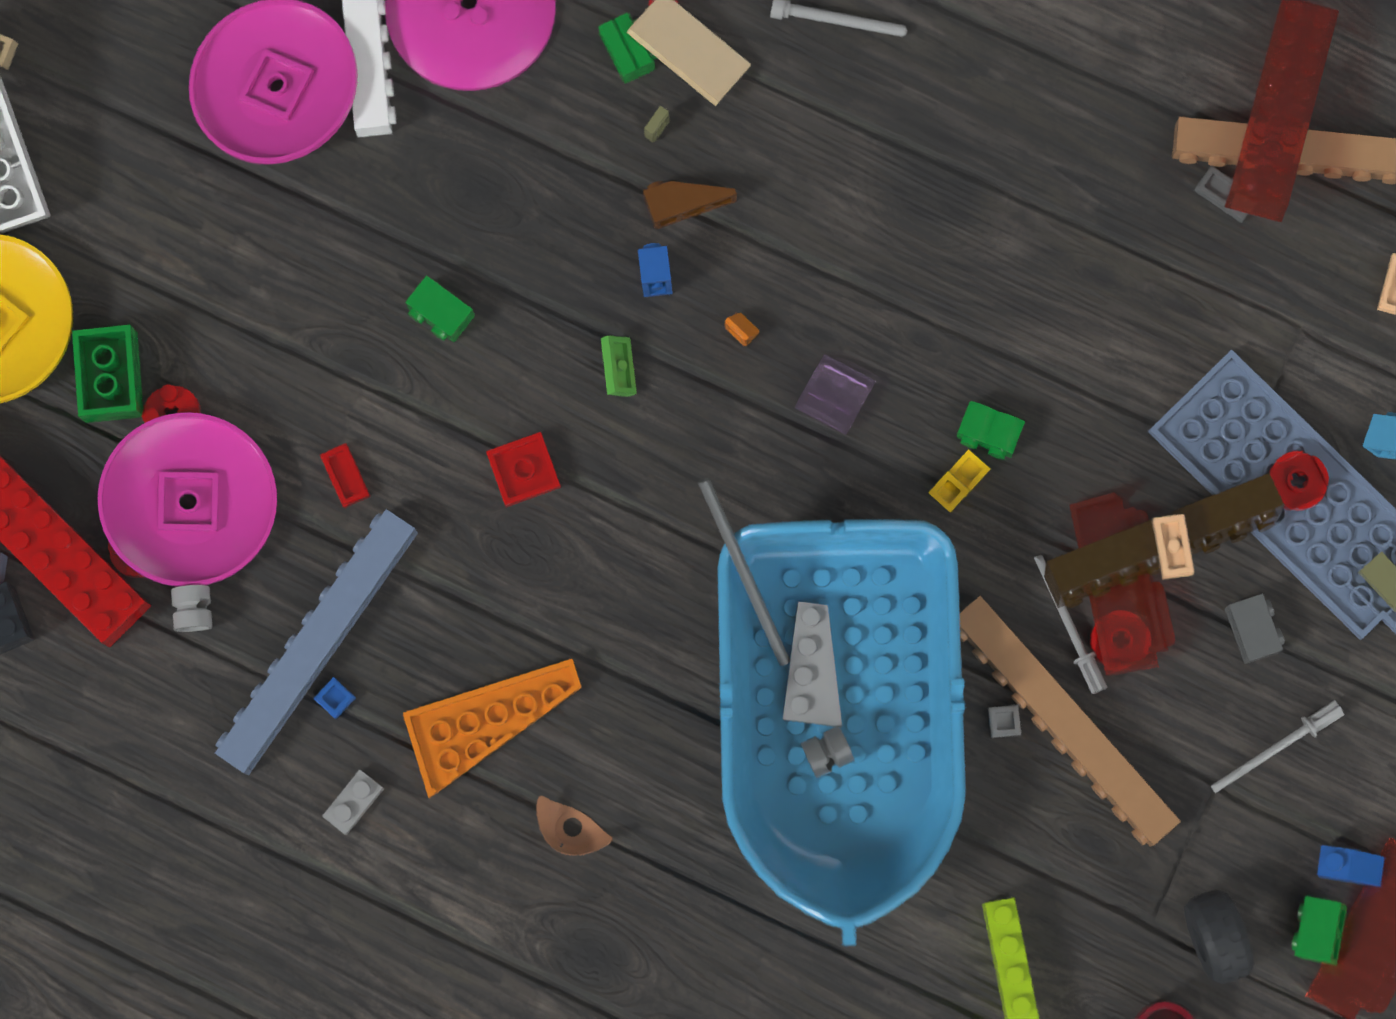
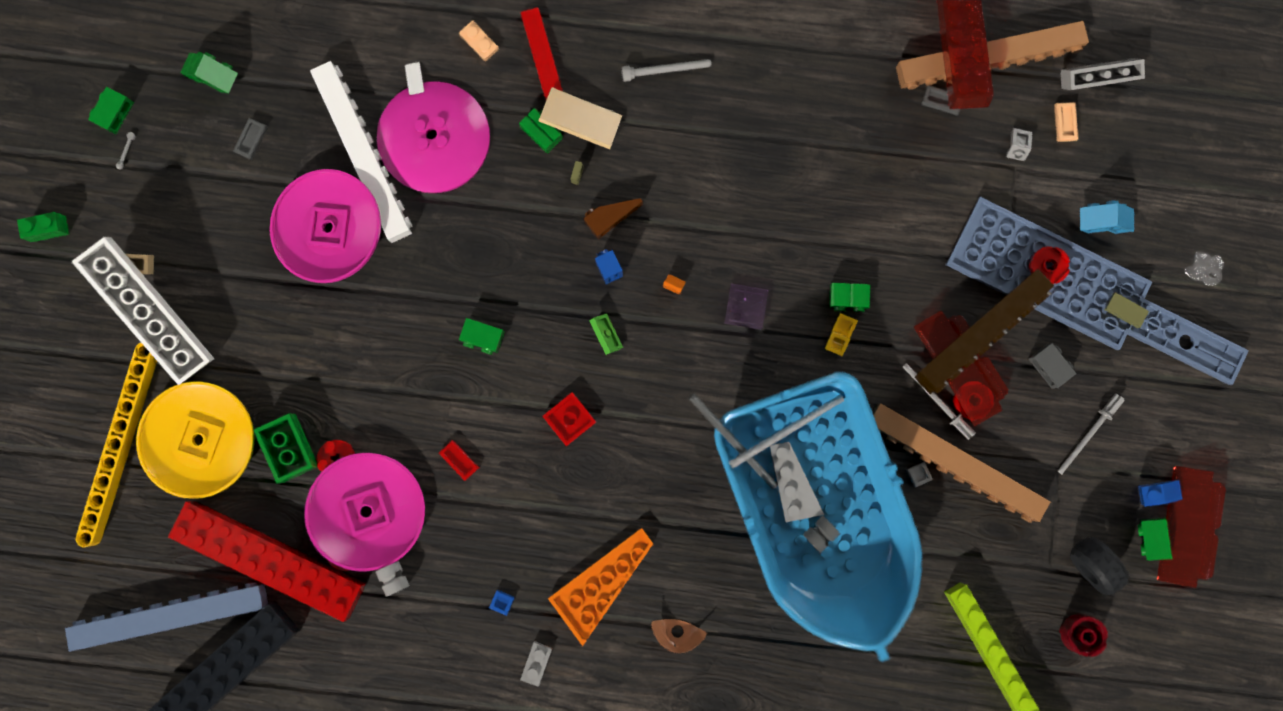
camera: 25 degrees left, 5 degrees up
(316, 642) = (478, 573): sand blue brick -> none
(827, 585) = (786, 431): none -> light grey piece
(1173, 546) = (997, 336): light nougat plate -> none
(1317, 294) = (1020, 144): none -> light grey bracket

